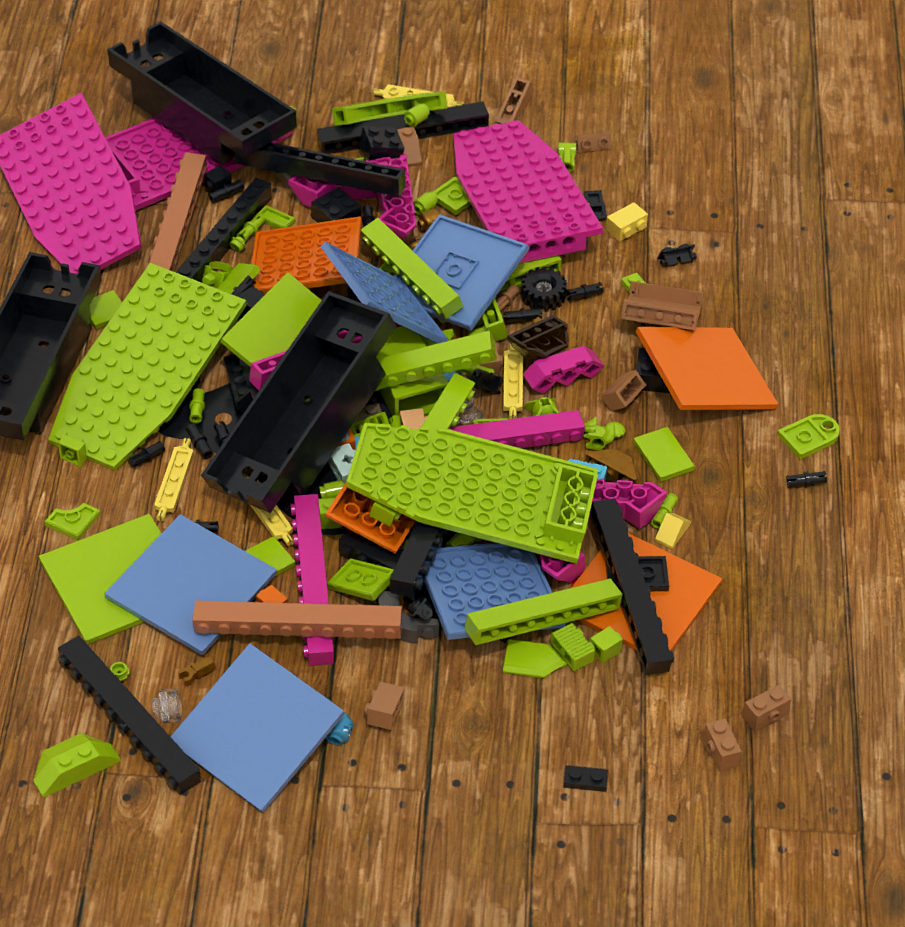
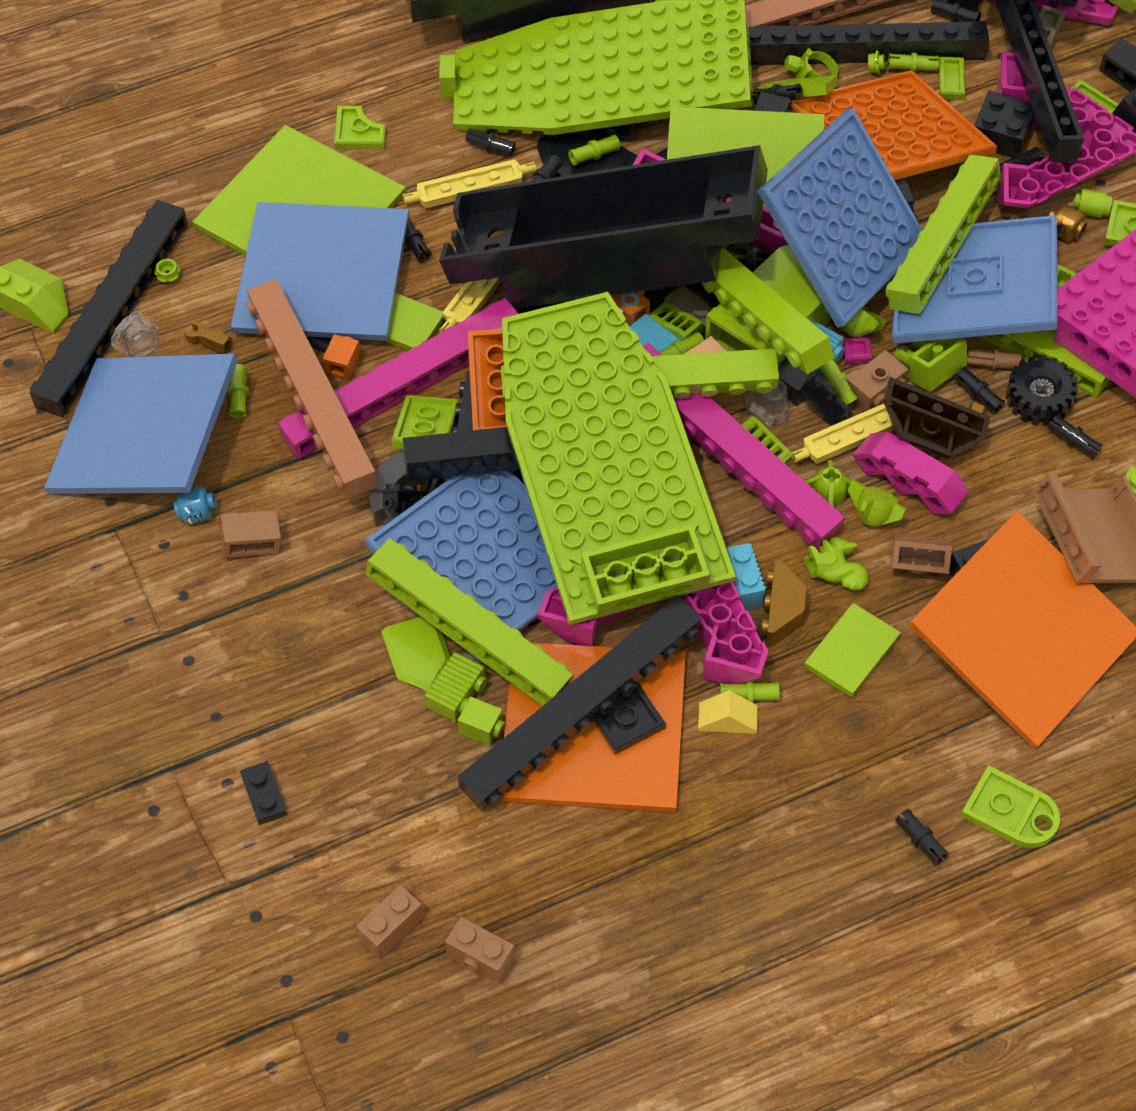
camera: 65 degrees right, 10 degrees up
(575, 395) = (876, 505): none -> lime piece

